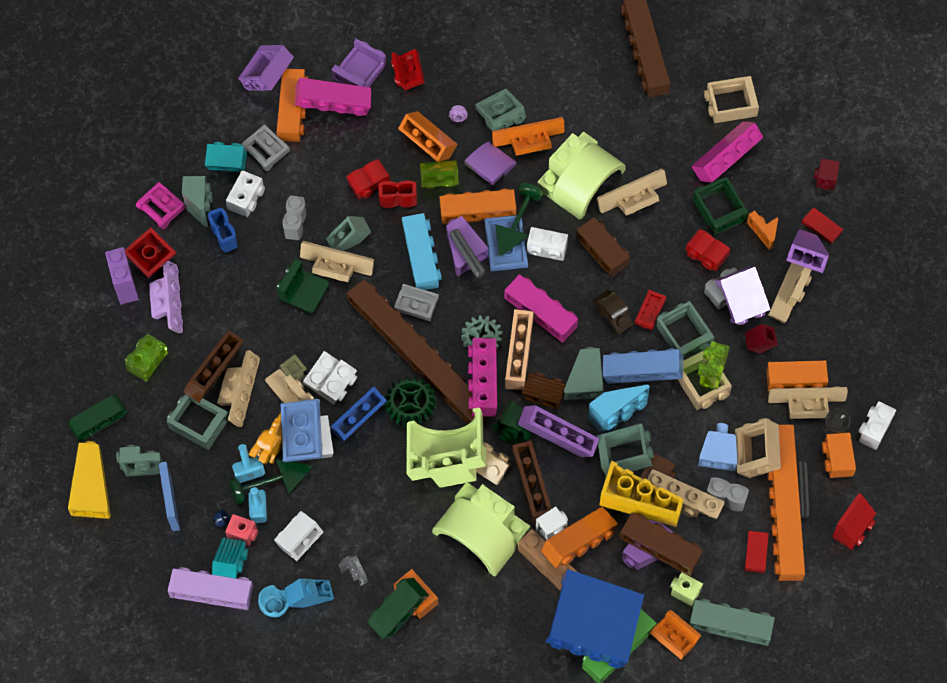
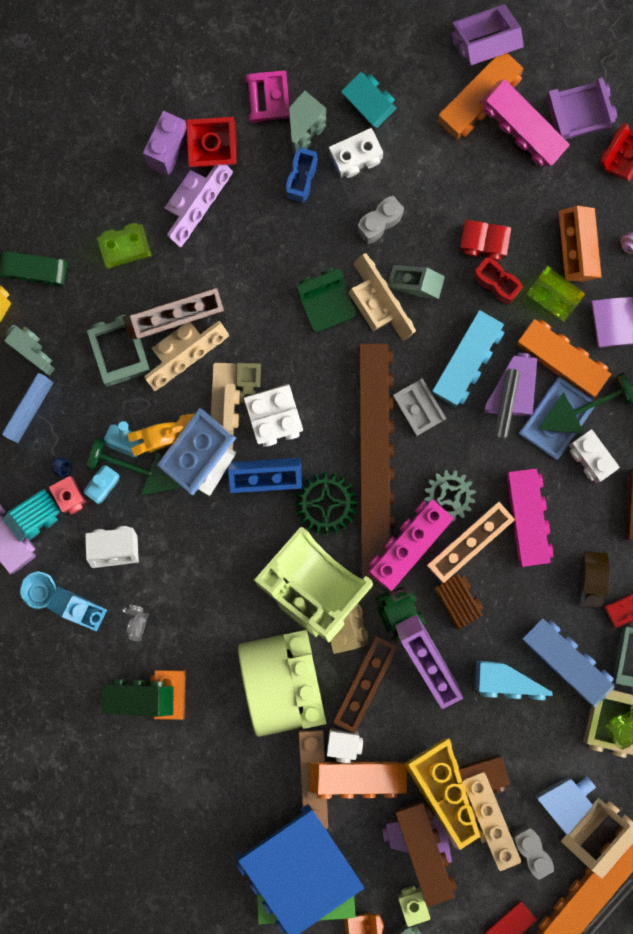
camera: 40 degrees right, 20 degrees up
(269, 143) = (424, 119): light grey plate -> none
(586, 376) = (510, 620): sand green slope -> none
(621, 437) = (457, 715): sand green window -> none

